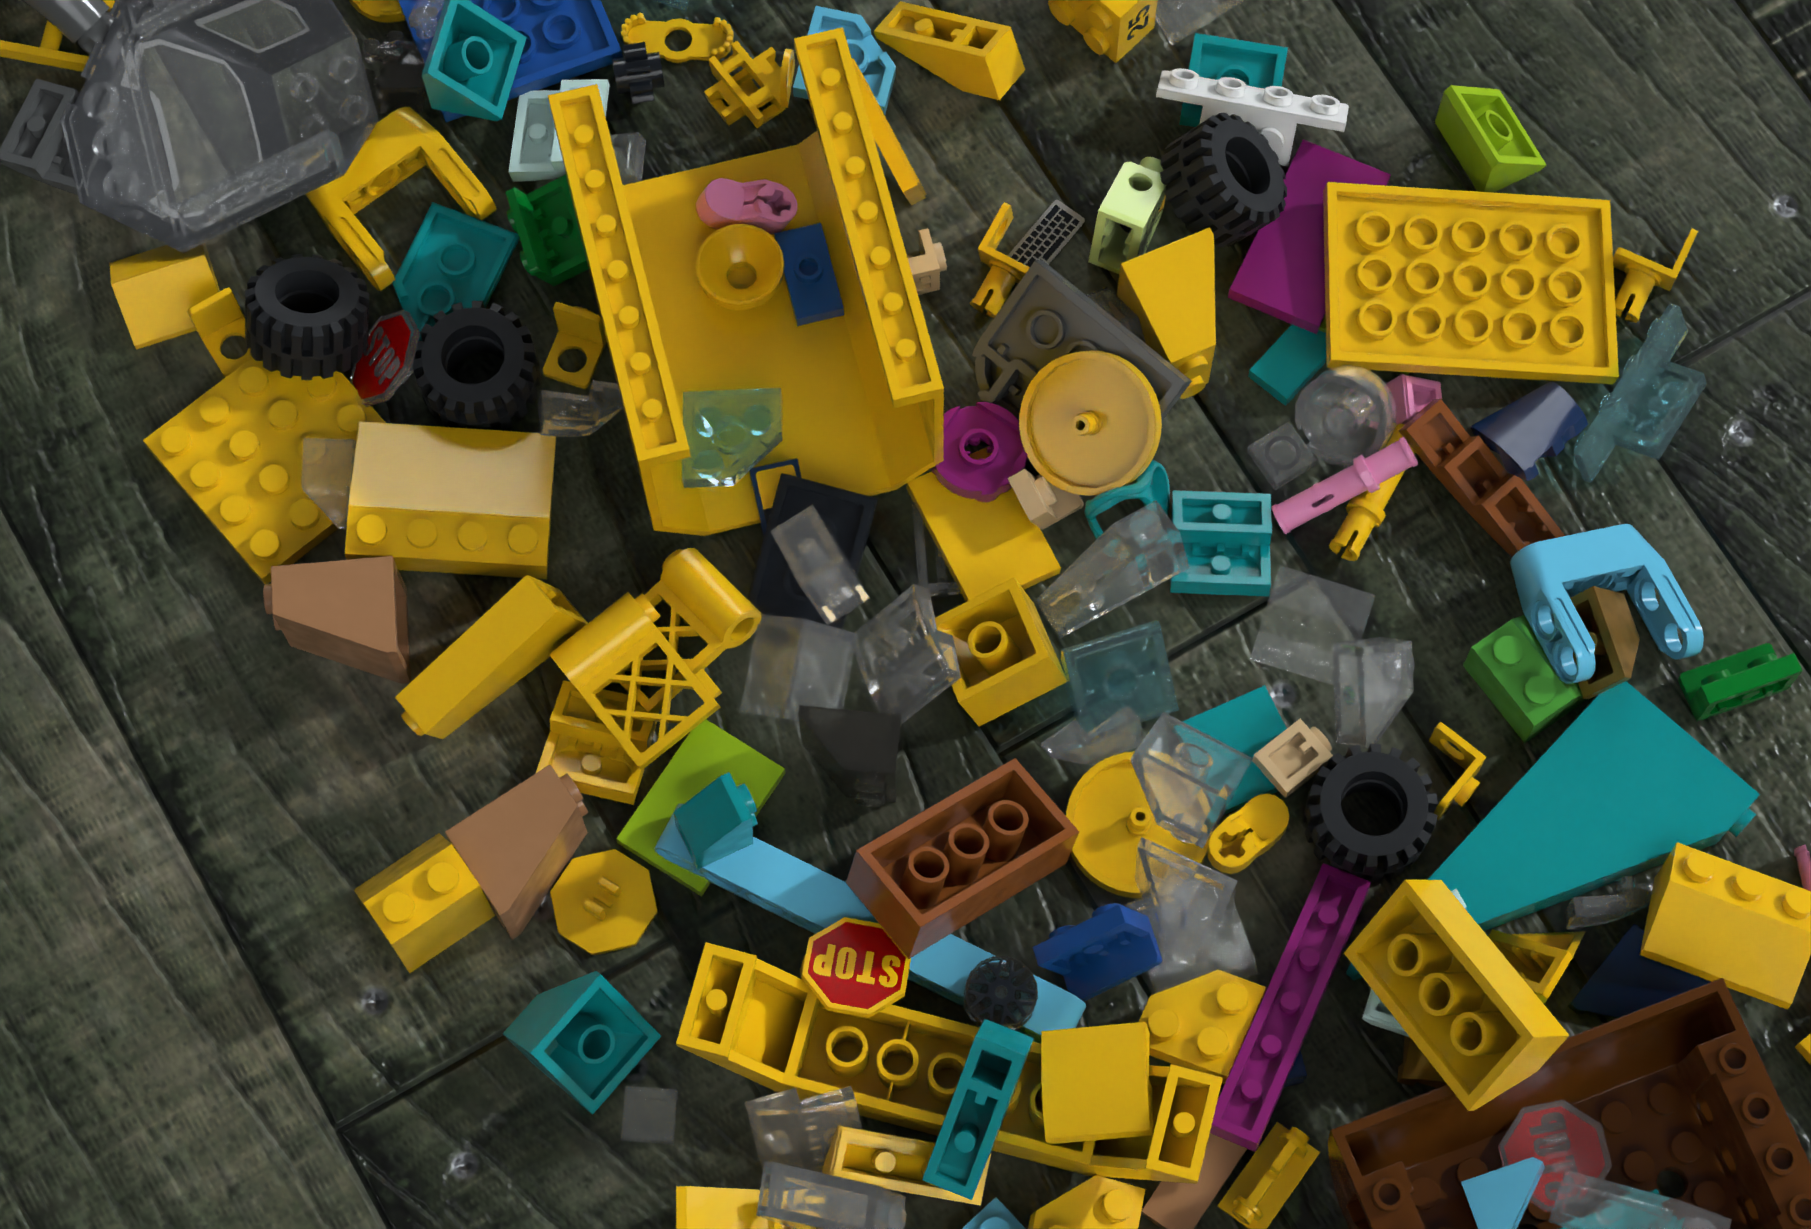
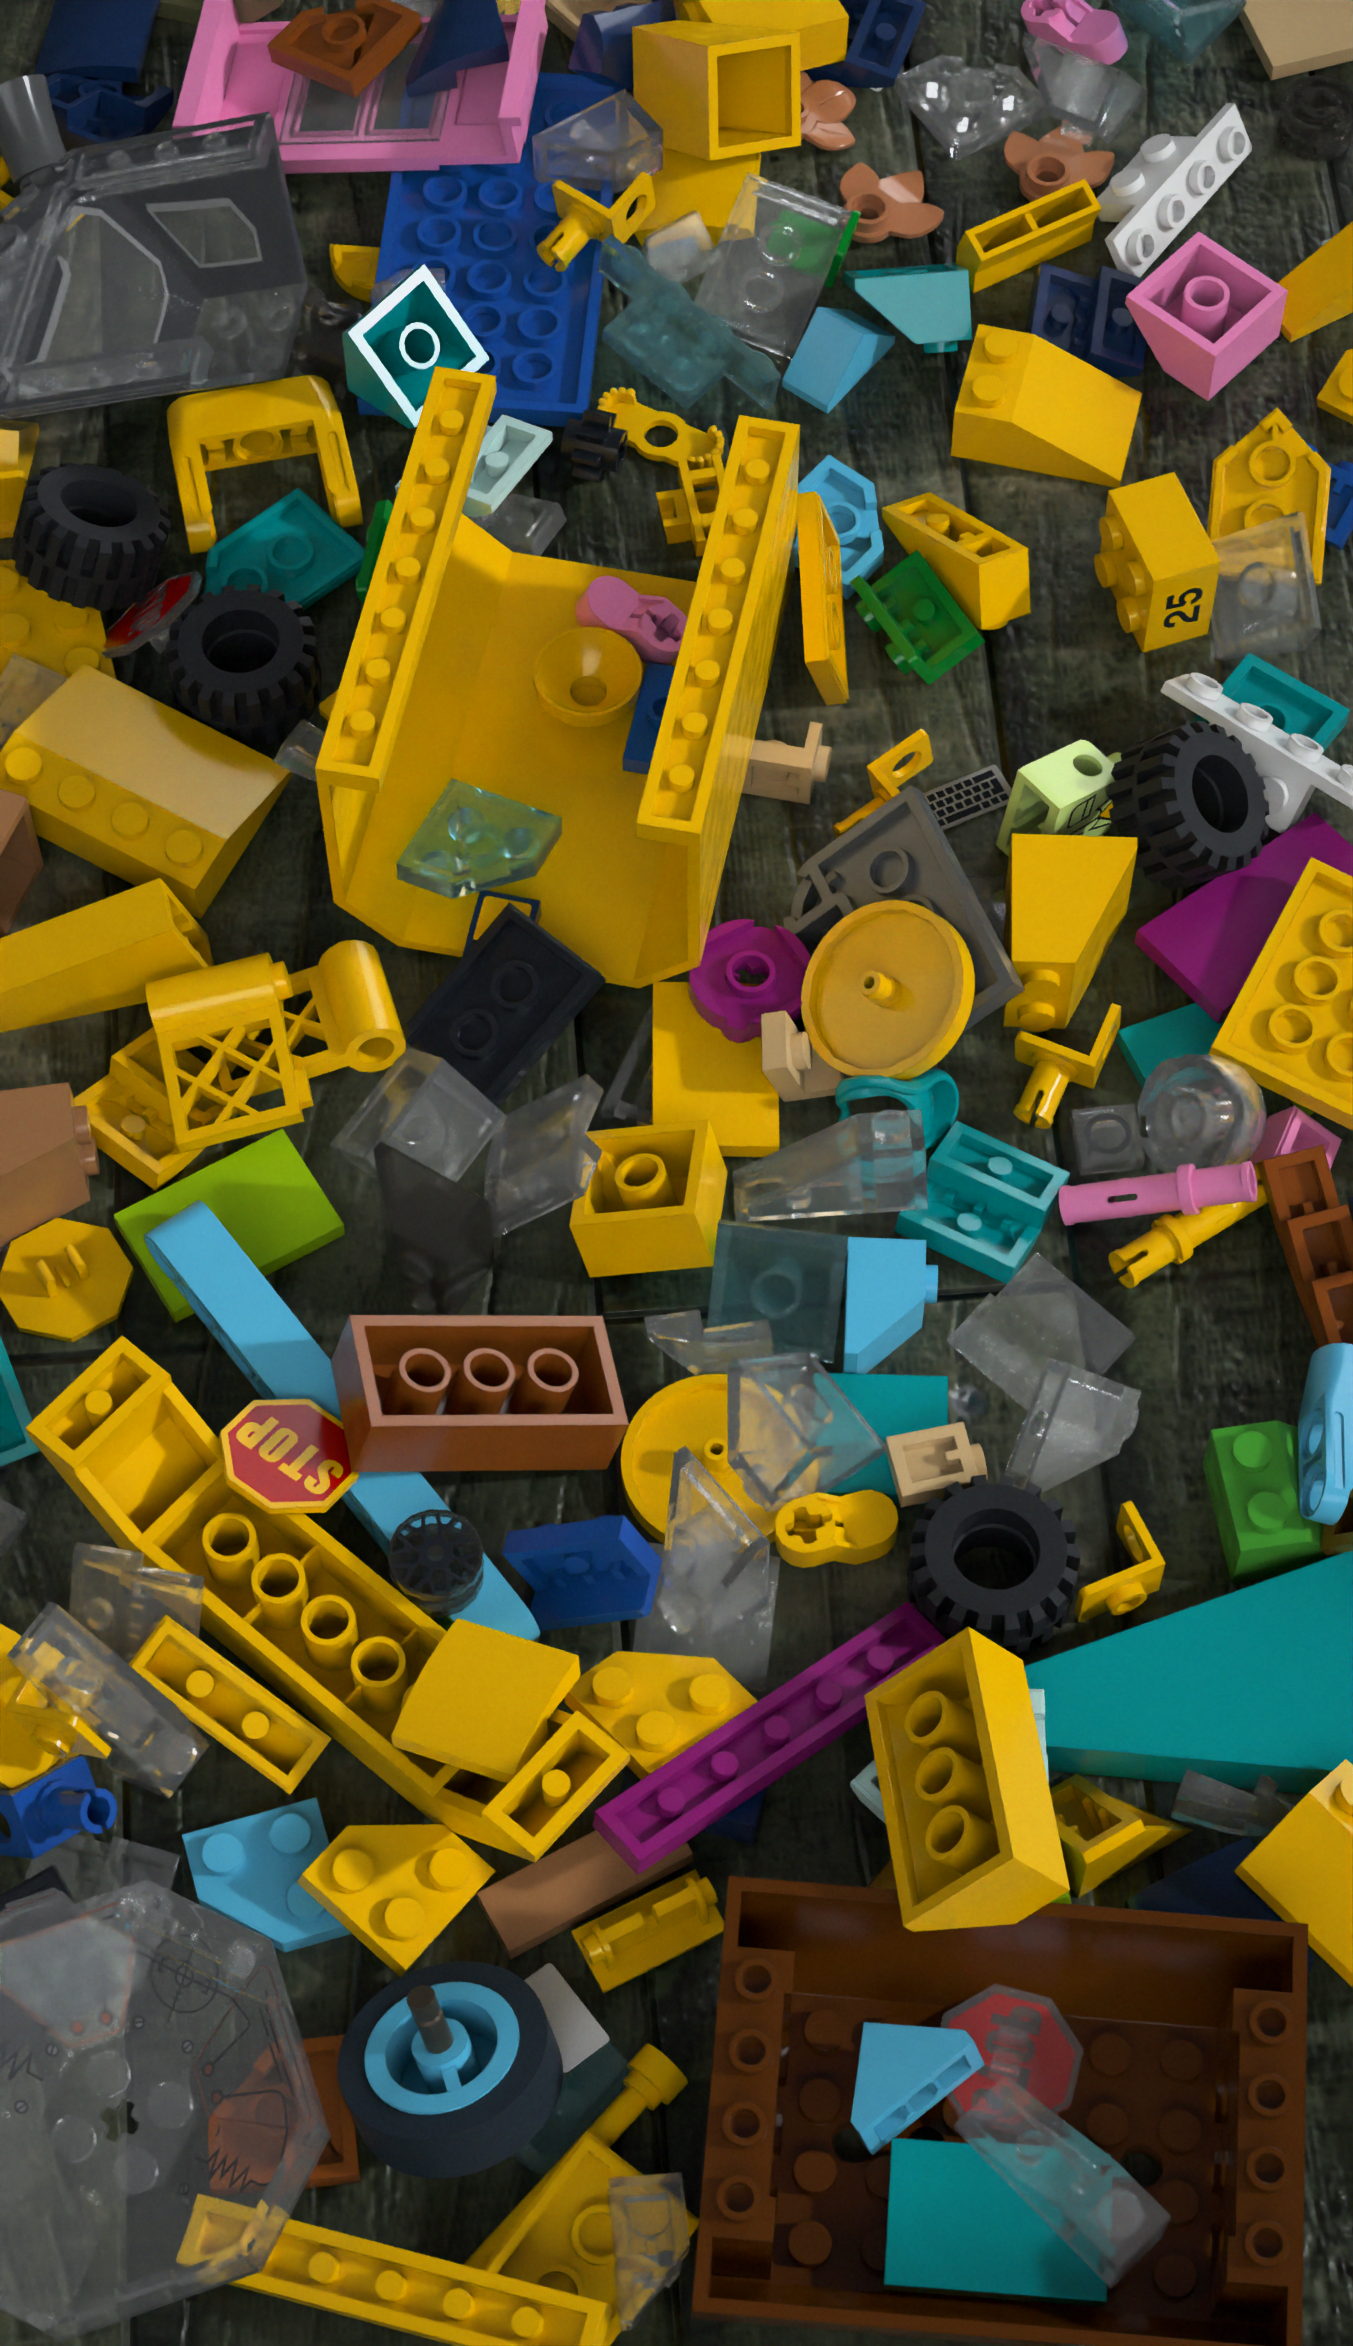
camera: 25 degrees right, 10 degrees down
(717, 821) = (217, 1222): teal slope -> none
(819, 565) = (495, 1017): clear slope -> none
(948, 109) = (919, 617): none -> green bracket
(977, 1108) = (334, 1663): teal slope -> none
(1194, 647) = (884, 1298): none -> medium azure slope
(1222, 420) = (1057, 1066): none -> yellow bracket

